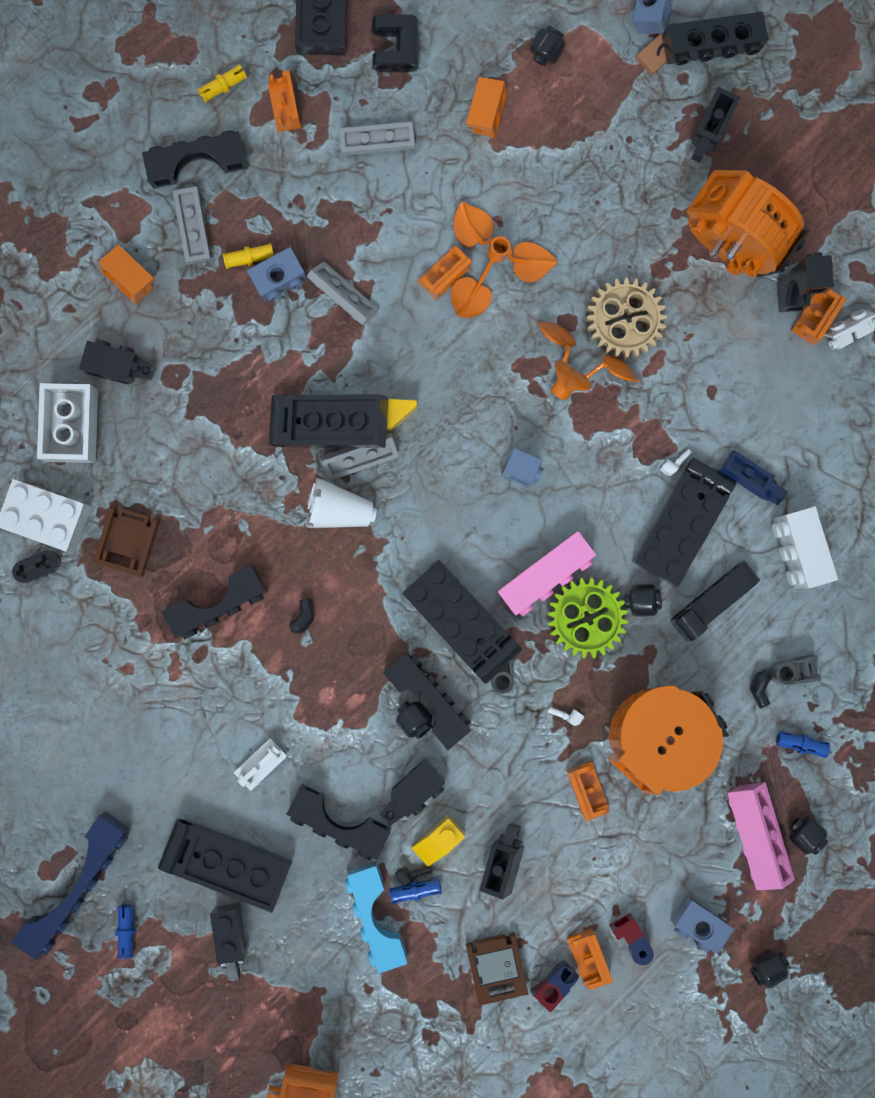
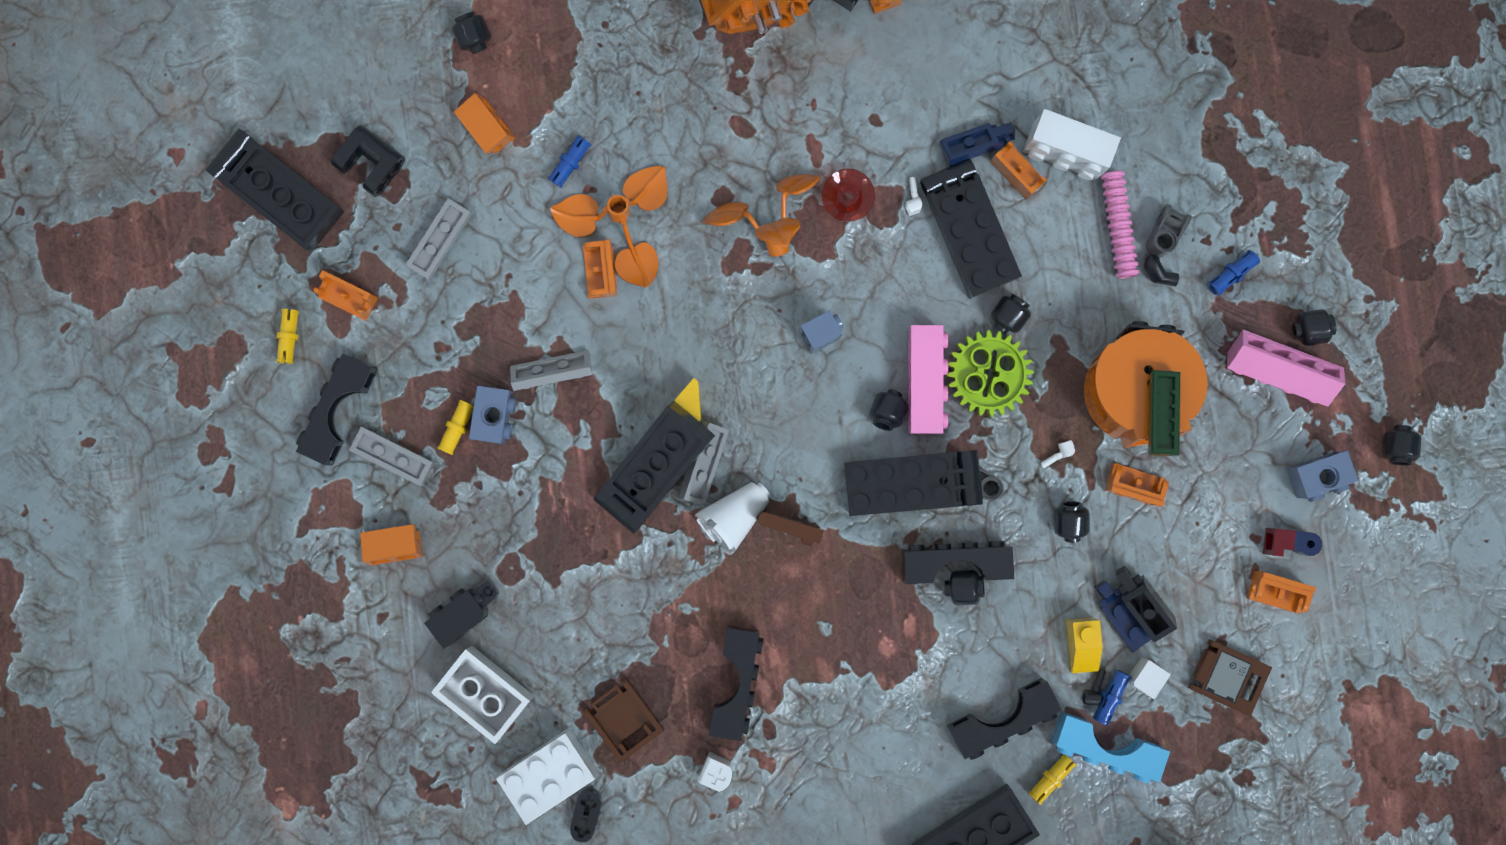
camera: 50 degrees left, 0 degrees up
(139, 638) = (715, 772): none -> white piece
(260, 764) = (903, 749): white hinge -> none
(305, 619) = (807, 616): black arm -> none
(321, 891) = (1052, 779): none -> yellow pin
(365, 569) = (807, 532): none -> reddish brown container
(413, 791) = (1026, 635): black hinge -> none
(450, 907) = (1148, 677): none -> white piece
(479, 853) = (1121, 618): none -> dark blue hinge
(502, 563) = (888, 410): none -> black head
(507, 190) = (569, 161): none -> blue pin
(523, 762) = (1072, 521): none -> black head
(555, 985) = (1281, 638): leg -> none
(619, 298) = (780, 153): tan gear -> none
(645, 401) = (850, 182): none -> clear red dish
(654, 765) = (1164, 413): none -> dark green plate
(695, 617) = (1057, 278): black beam -> none
(755, 524) = (1017, 170): none -> orange hinge
(773, 631) = (1120, 224): none -> bright pink piece

